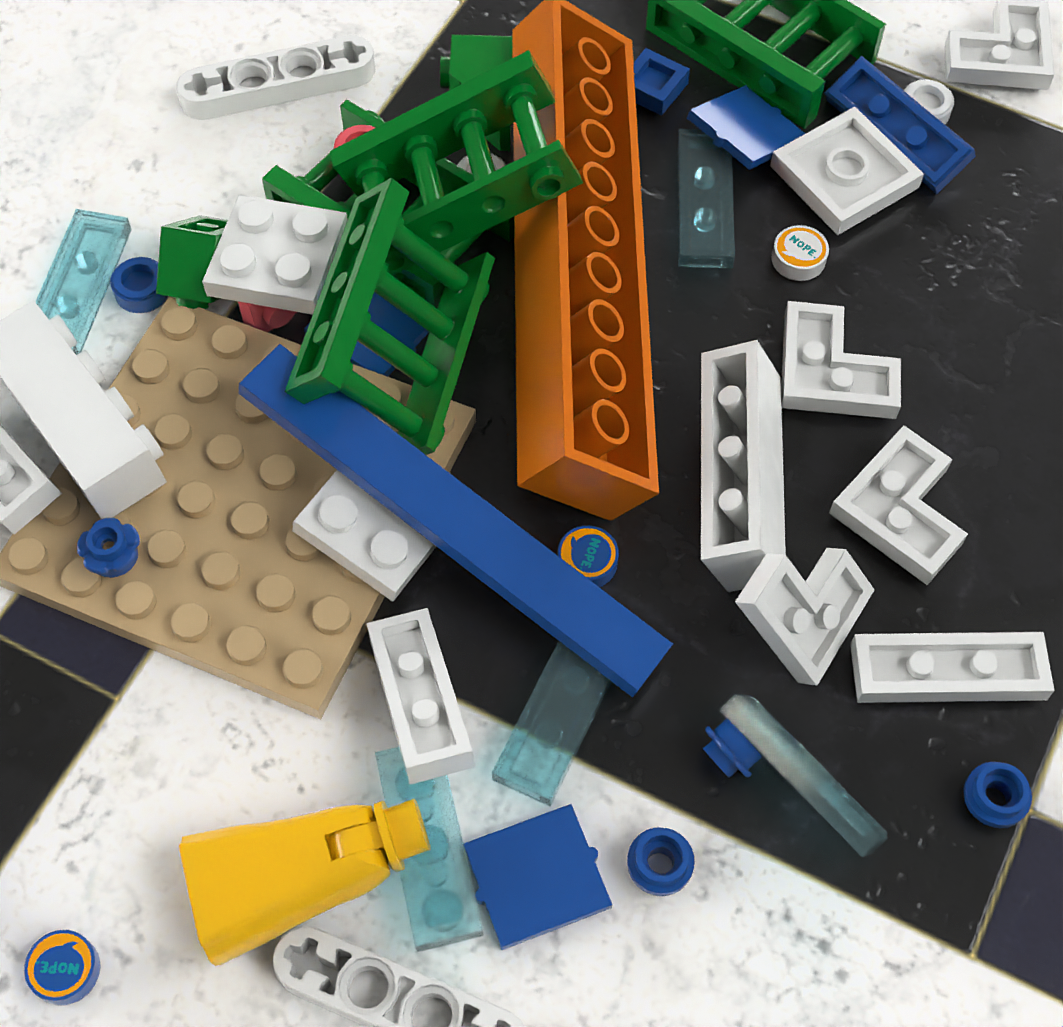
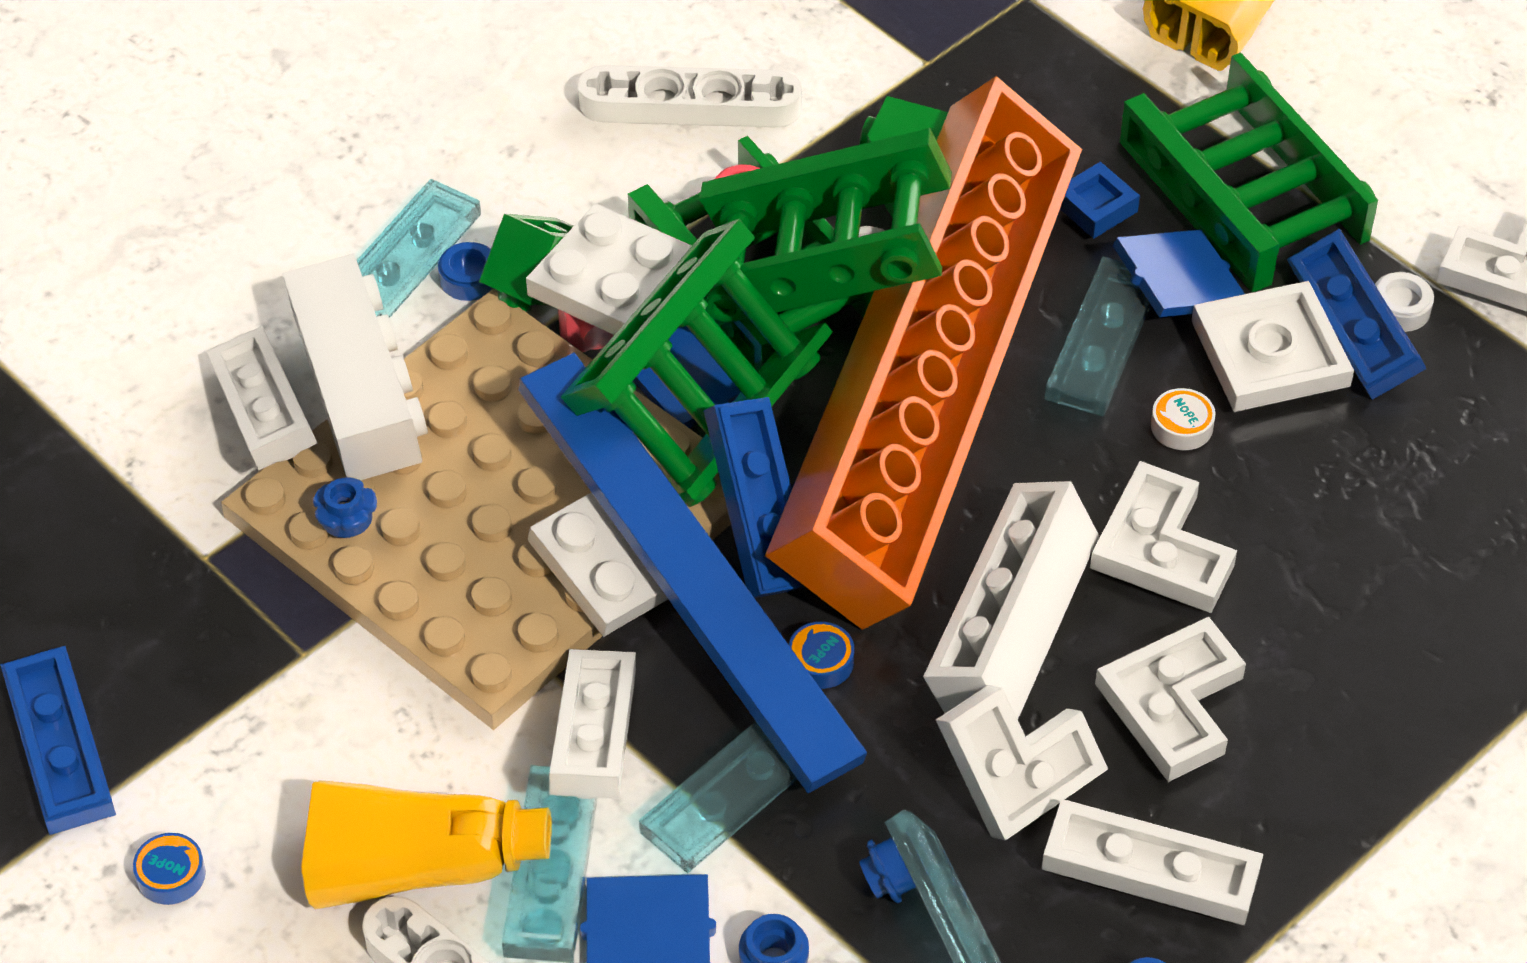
camera: 20 degrees right, 10 degrees down
(480, 423) = (753, 487): none -> blue tile

